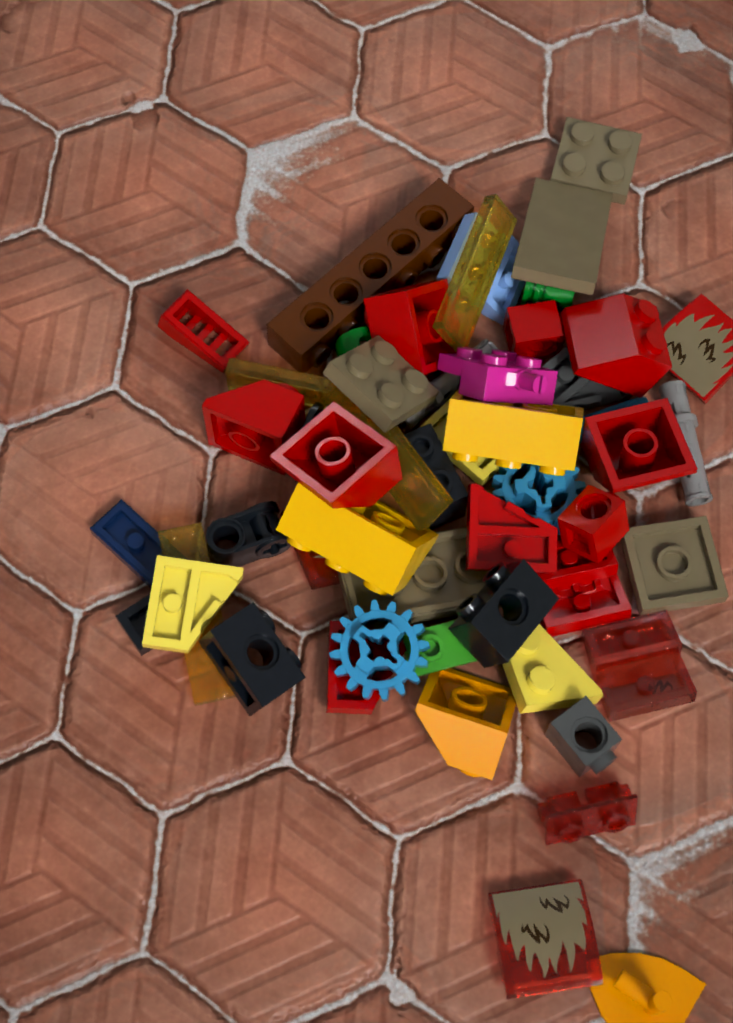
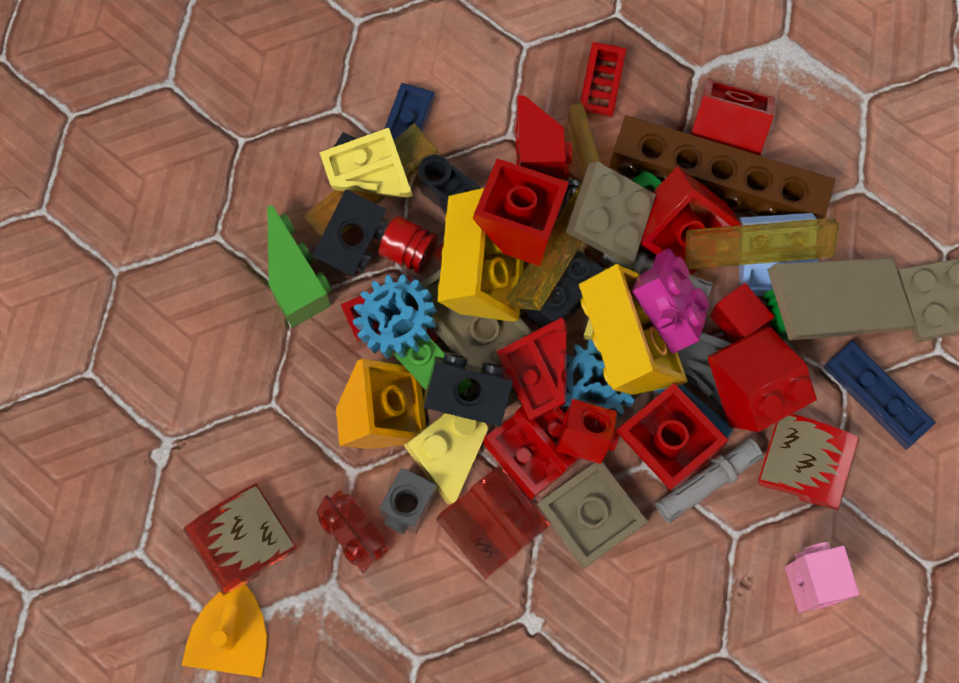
camera: 65 degrees right, 5 degrees up
(267, 747) = (290, 276): none -> bright green slope
(294, 605) = (408, 244): none -> red piece
(317, 233) = (734, 116): none -> red slope
(663, 259) = (879, 395): none -> dark blue tile

